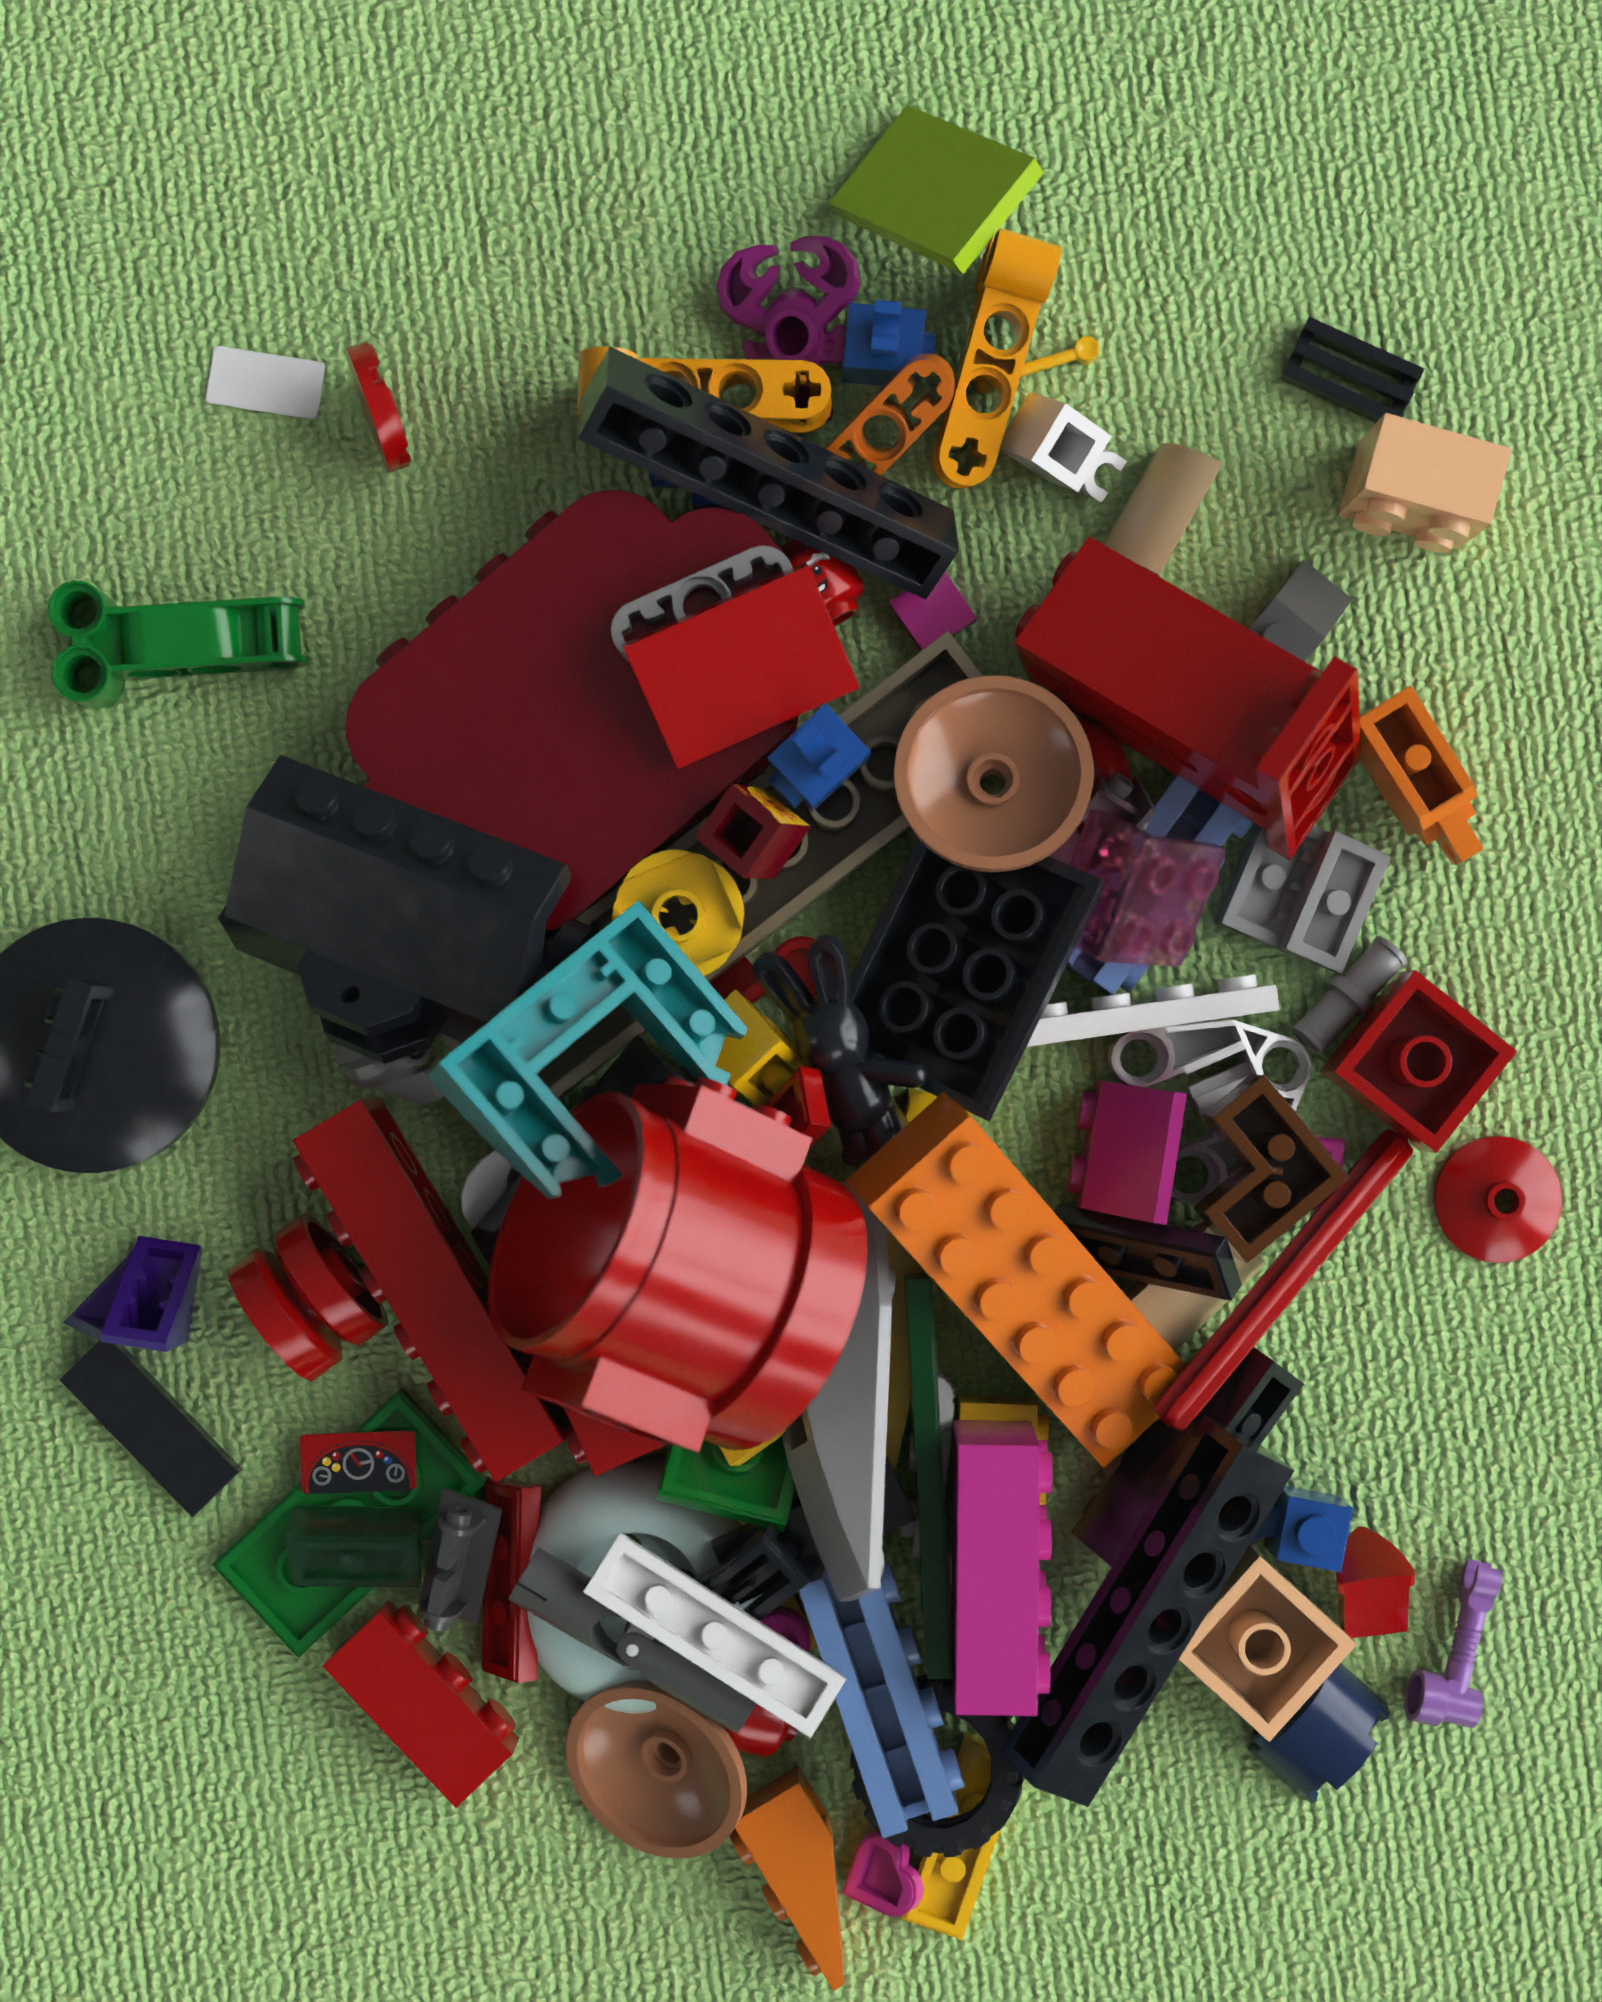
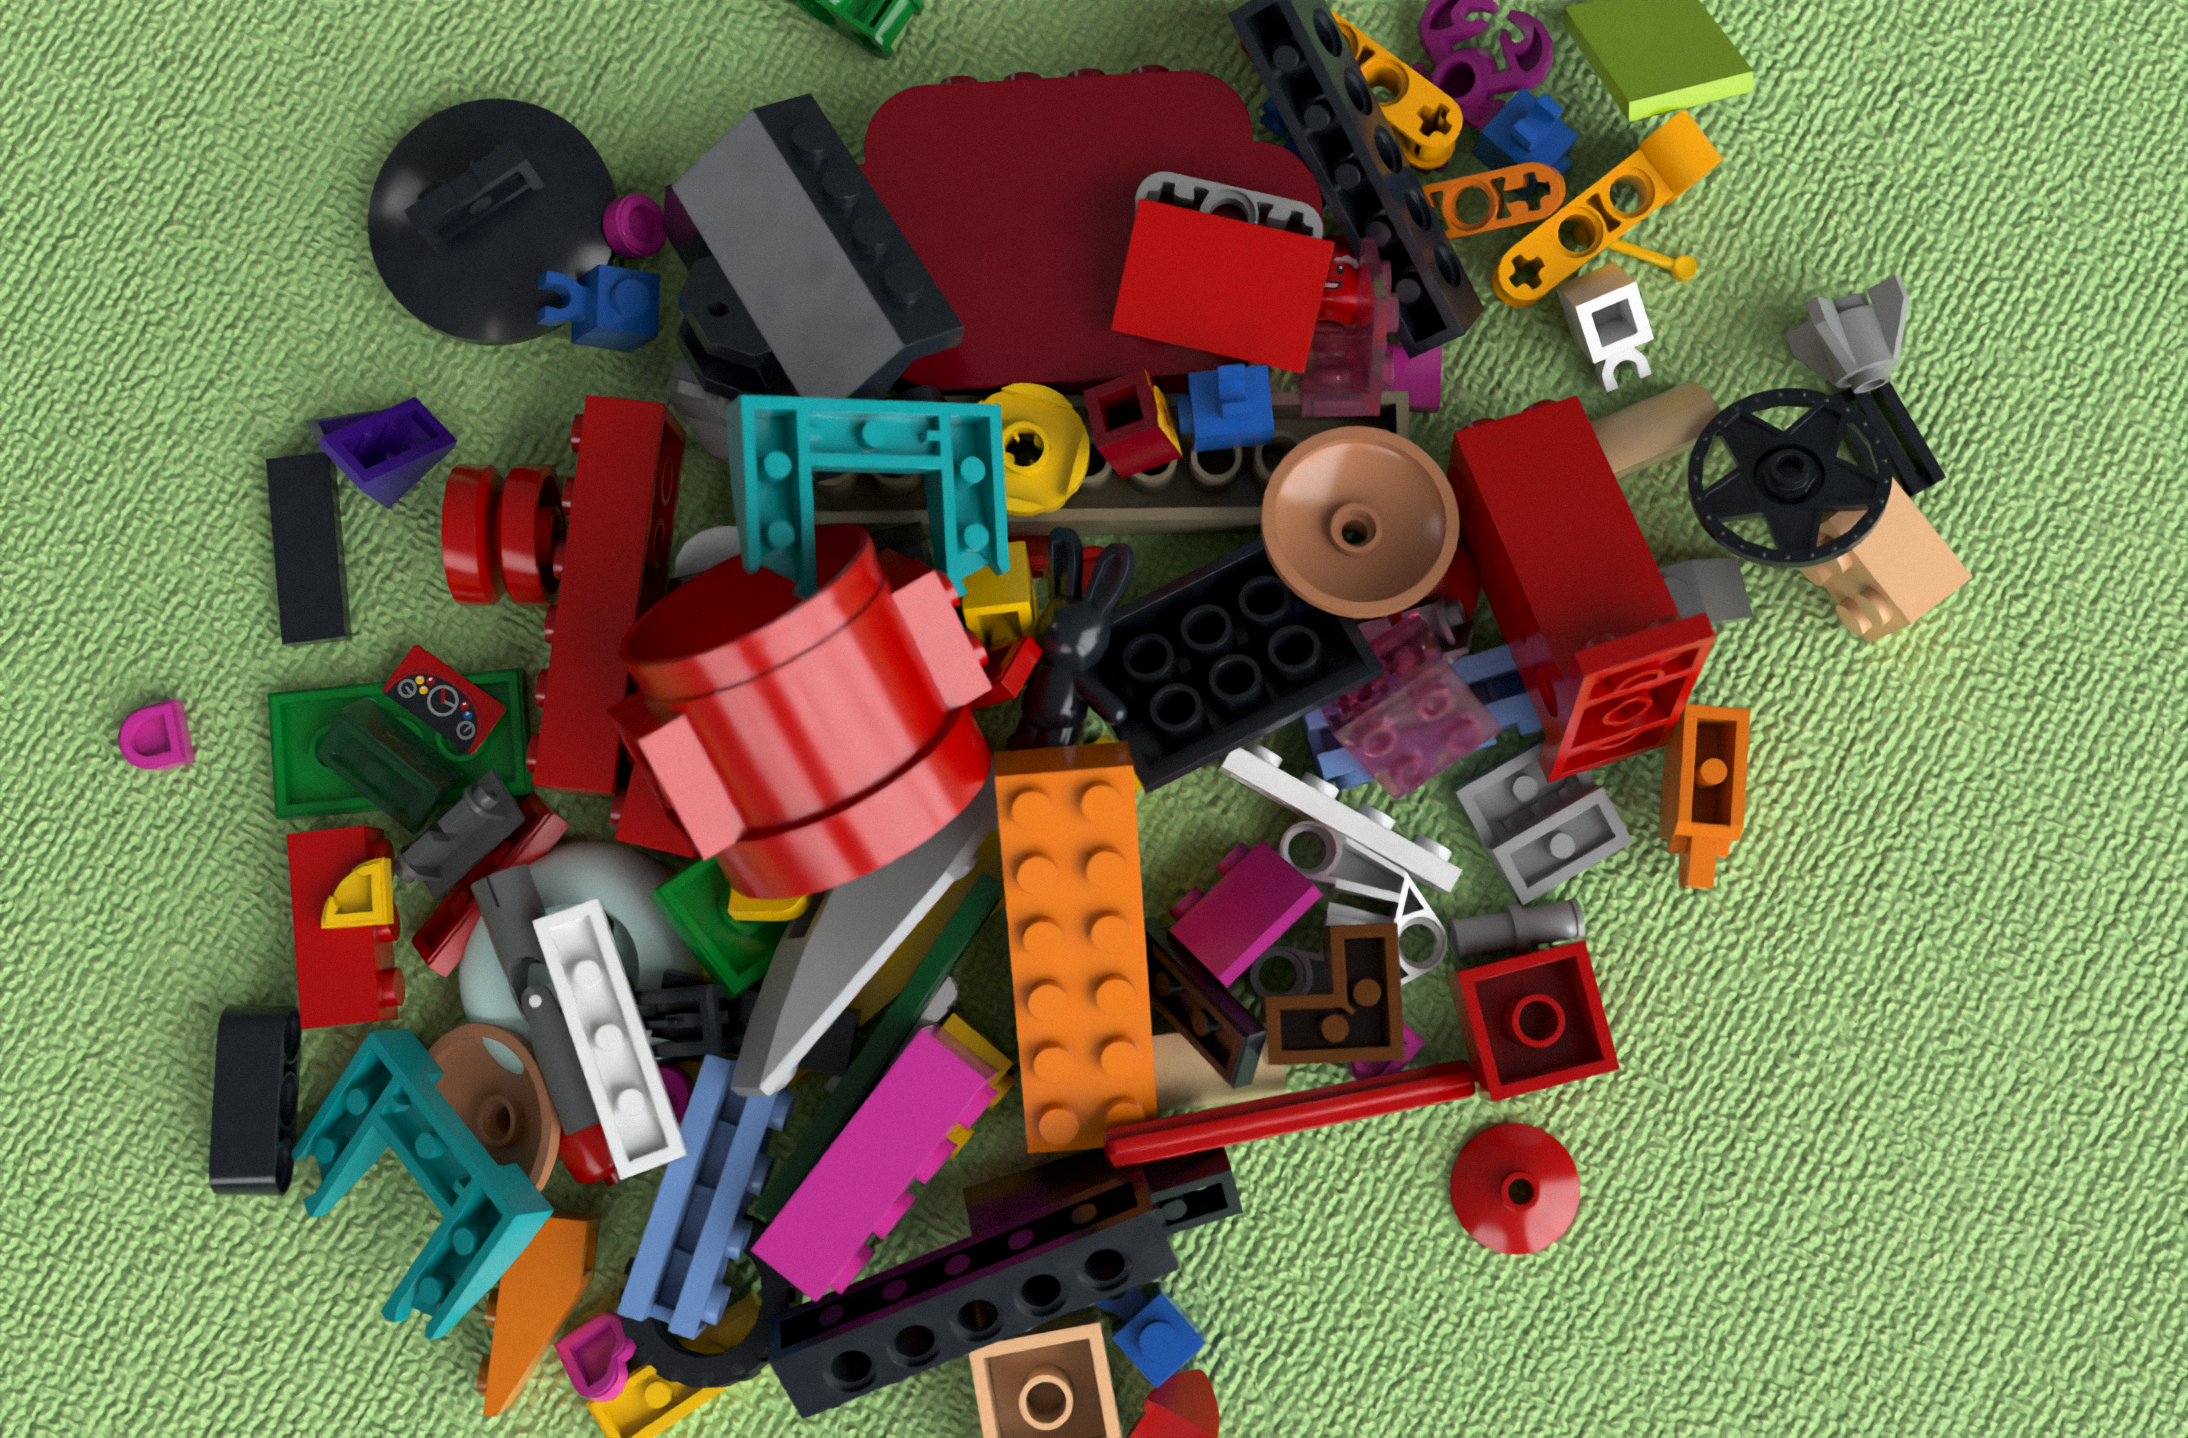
camera: 40 degrees right, 5 degrees down
(149, 1666) = (157, 737): none -> dark pink tile
(209, 963) = (634, 226): none -> dark pink tile
(241, 1049) = (606, 306): none -> blue brick
(424, 1671) = (361, 897): none -> yellow tile
(459, 1887) = (255, 1100): none -> black beam
(719, 1836) = (486, 1207): none -> teal wedge
(880, 638) = (1351, 364): none -> clear pink bracket
(1270, 310) = (1852, 339): none -> light grey brick
(1307, 474) = (1789, 477): none -> black wheel

